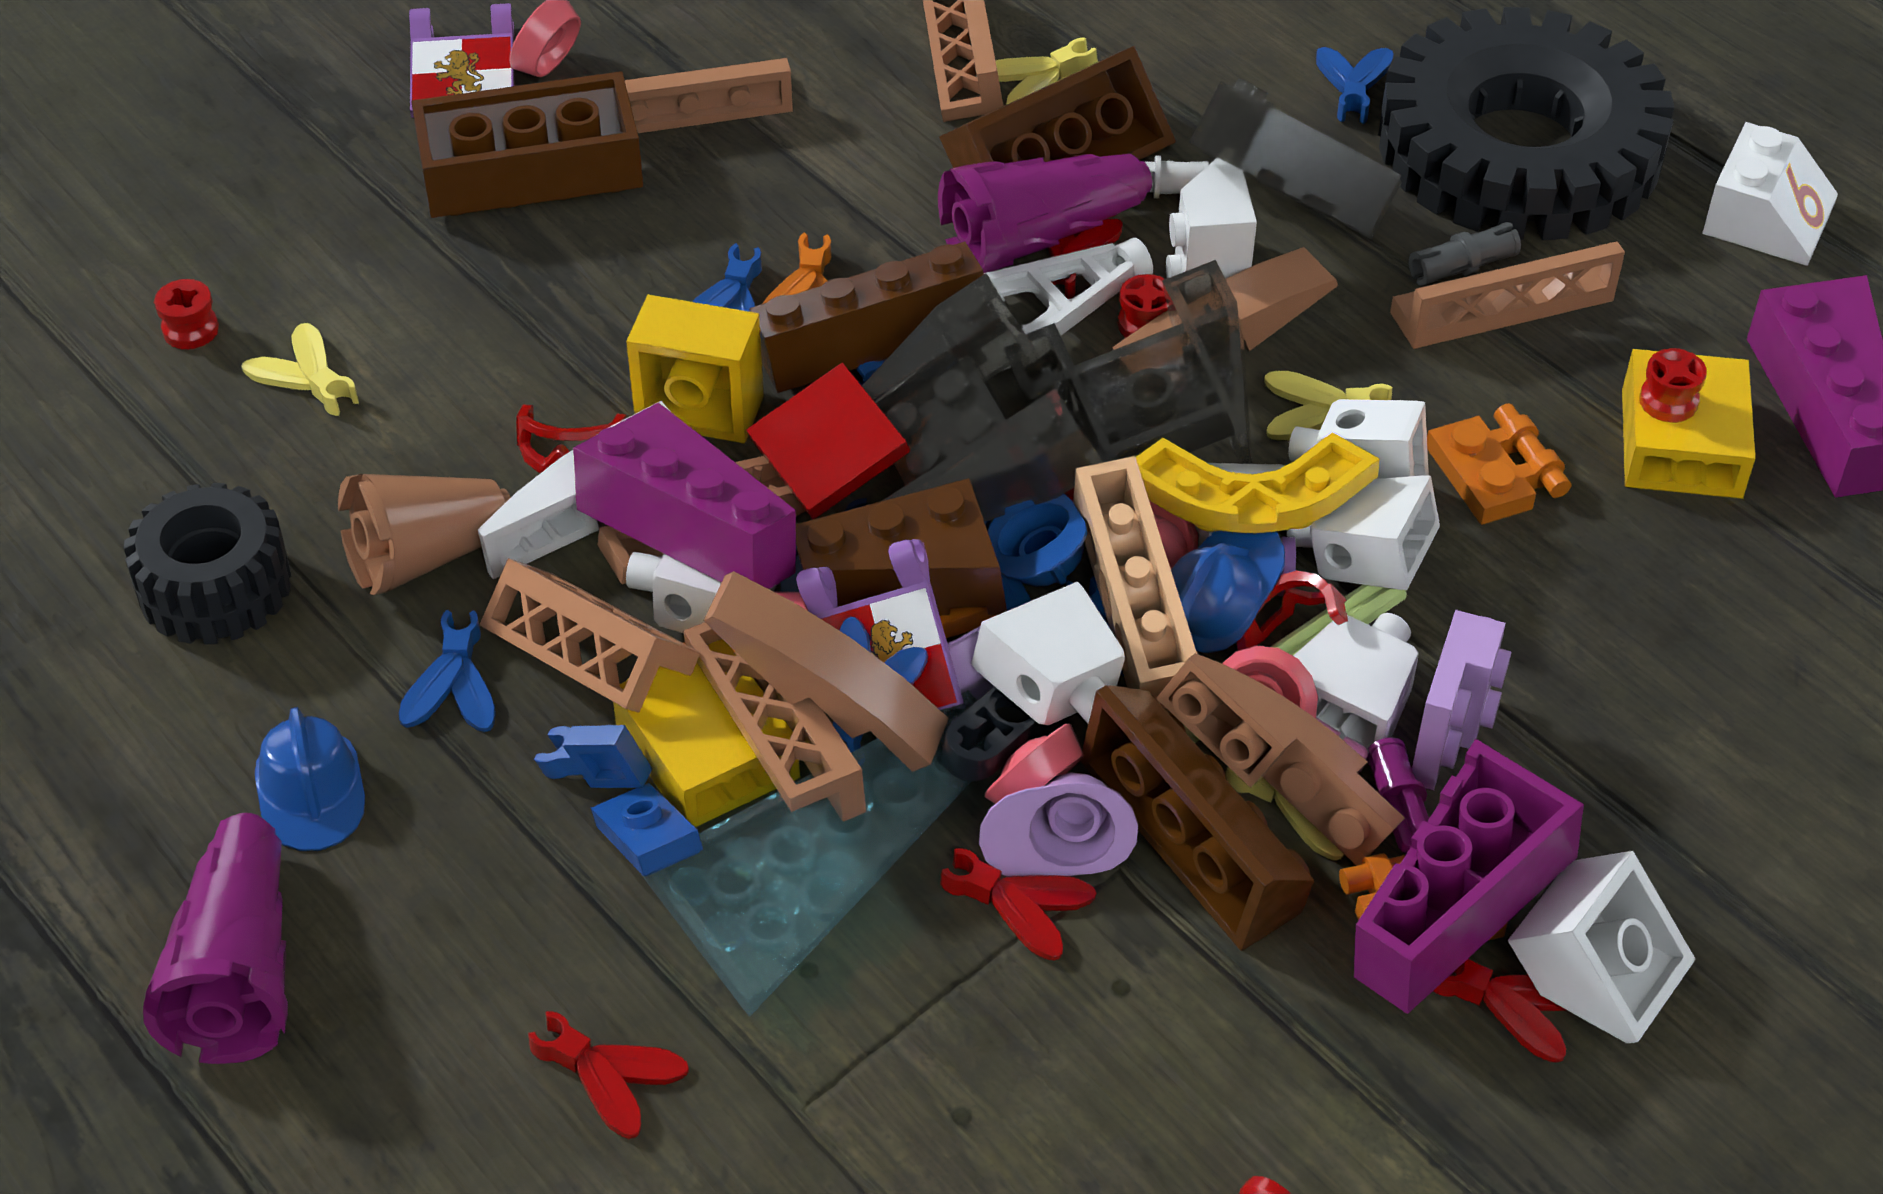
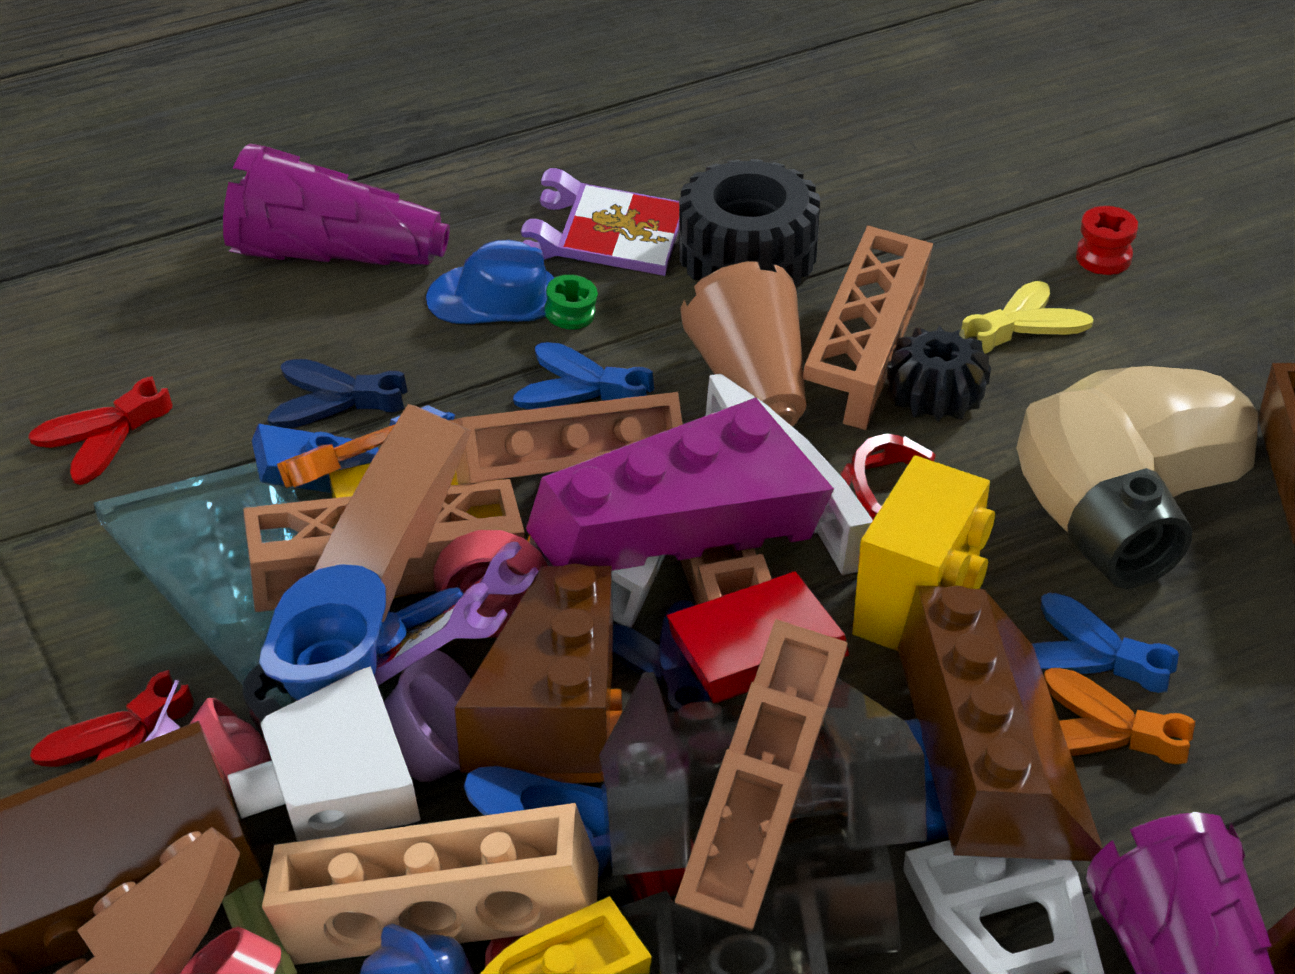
camera: 105 degrees right, 5 degrees down
(181, 699) = (606, 225): none -> flag
(329, 690) = (570, 302): none -> green bush
(354, 444) = (902, 286): none -> nougat fence
(418, 405) = (938, 373): none -> black gear
(507, 875) = (335, 392): none -> dark blue piece
(513, 286) = (1121, 449): none -> tan piece
(655, 767) = (326, 459): none -> orange piece
(944, 670) = (324, 629): none -> blue piece
(1001, 377) = (761, 776): none -> nougat slope

